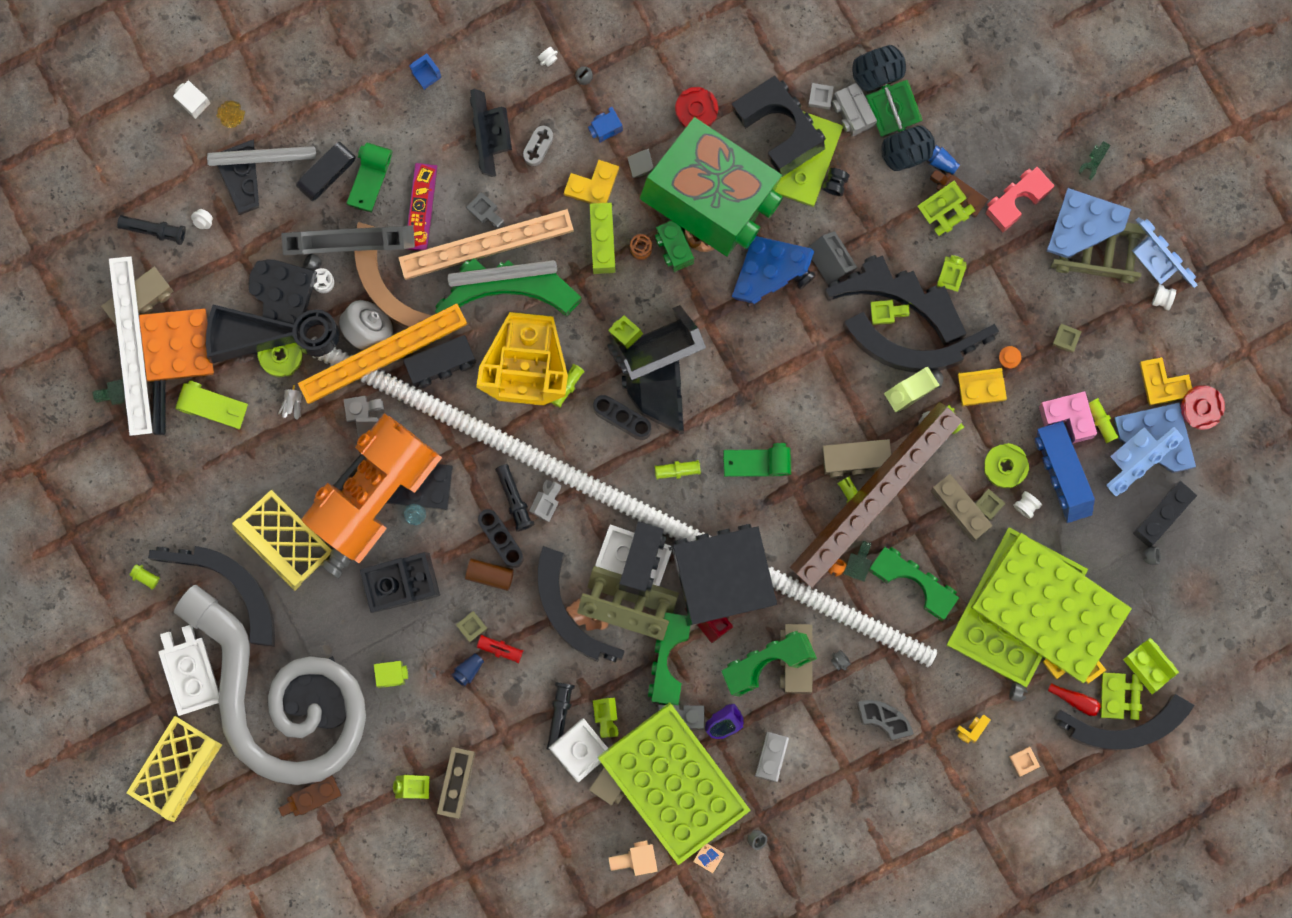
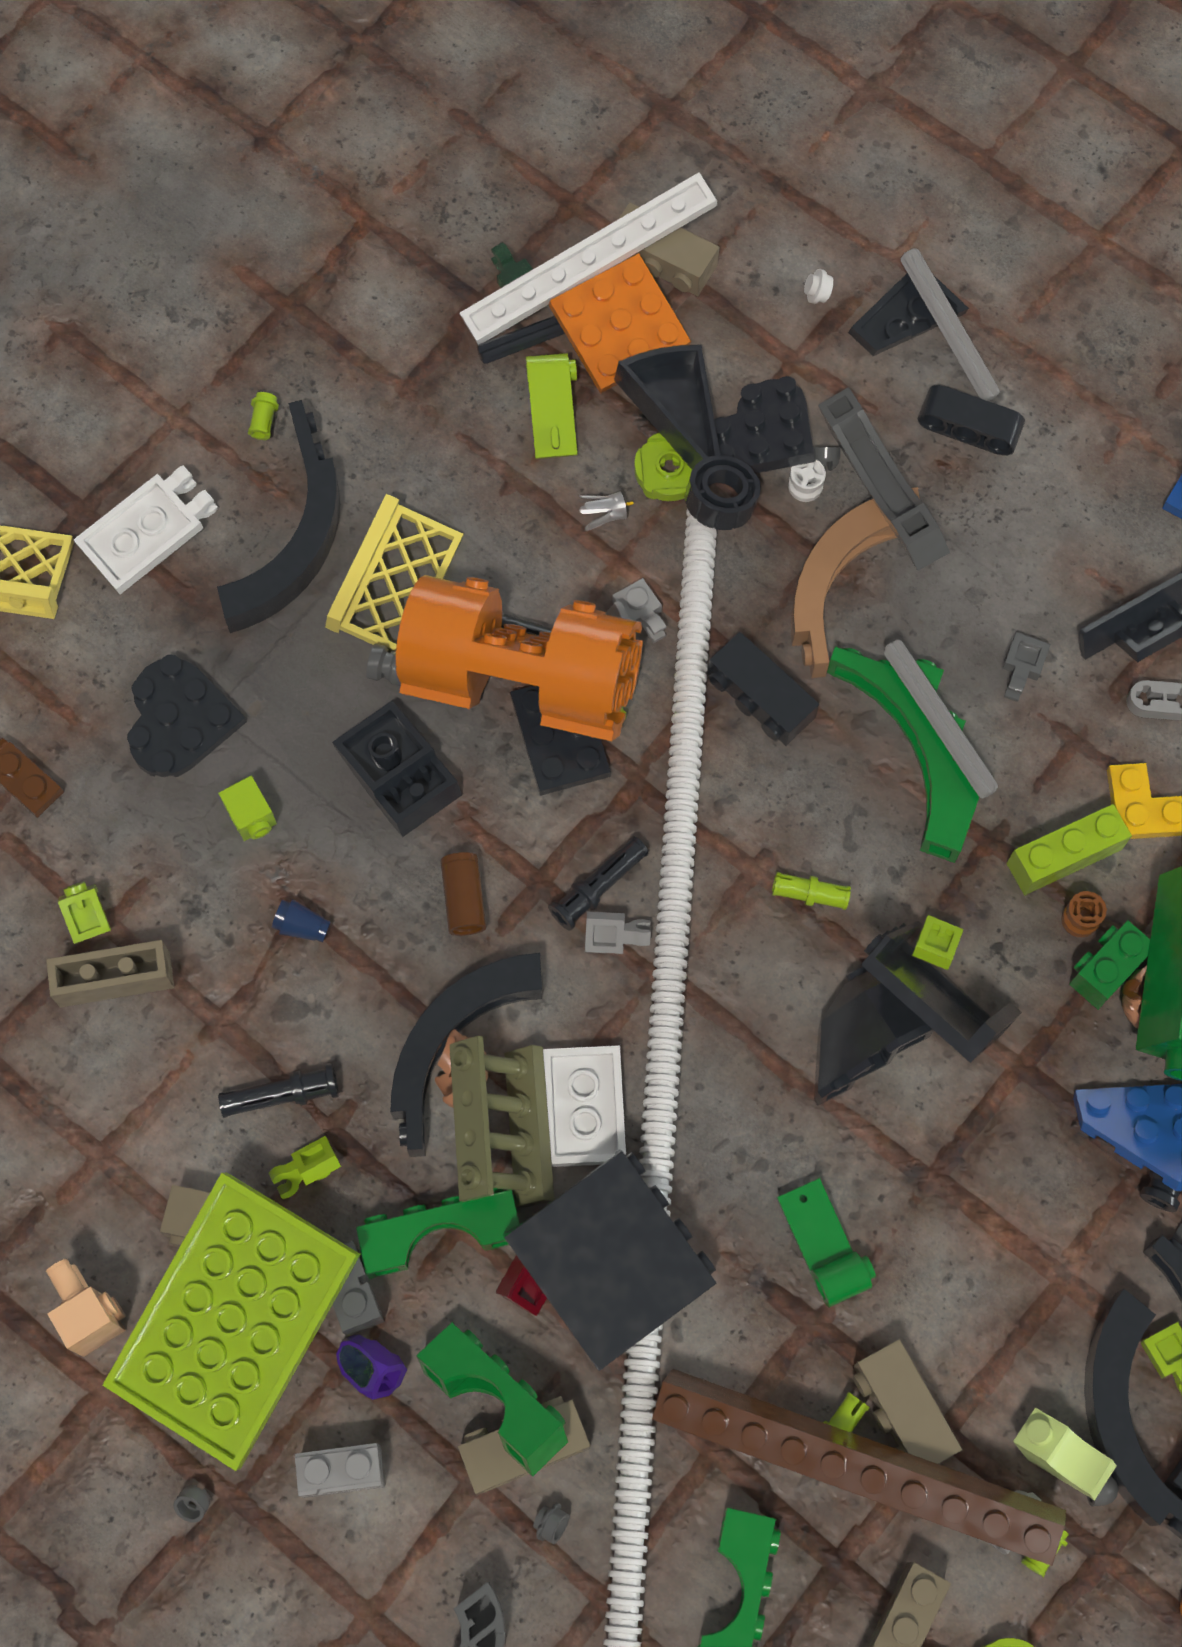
camera: 65 degrees right, 10 degrees down
(161, 231) = (775, 242): black pin -> none
(191, 99) = (984, 206): white brick -> none
(205, 613) = (236, 514): light grey animal -> none
(230, 114) = (990, 262): clear yellow gear -> none
(365, 324) = (766, 562): light grey wheel -> none
(370, 176) = (1016, 483): green door -> none
(382, 353) = (736, 597): light orange plate -> none
(414, 514) = (510, 747): clear light blue plate -> none
(422, 204) = (984, 572): tile -> none
(471, 626) = (370, 900): olive plate -> none
(485, 644) = (352, 981): red pin -> none
(486, 244) = (976, 686): light nougat plate -> none
(495, 529) = (531, 871): black beam -> none
(524, 362) = (817, 810): yellow wedge -> none
(579, 750) = (236, 1143): white tile -> none
(616, 408) = (802, 978): black beam -> none
(642, 559) = (581, 1115): black brick -> none
(677, 469) = (754, 1117): lime pin -> none
(708, 858) = (133, 1433): tile -> none
(838, 567) = (707, 1452): orange hinge -> none
(858, 565) = (725, 1487): clear green plate -> none
(982, 387) = (1126, 1580): yellow plate -> none

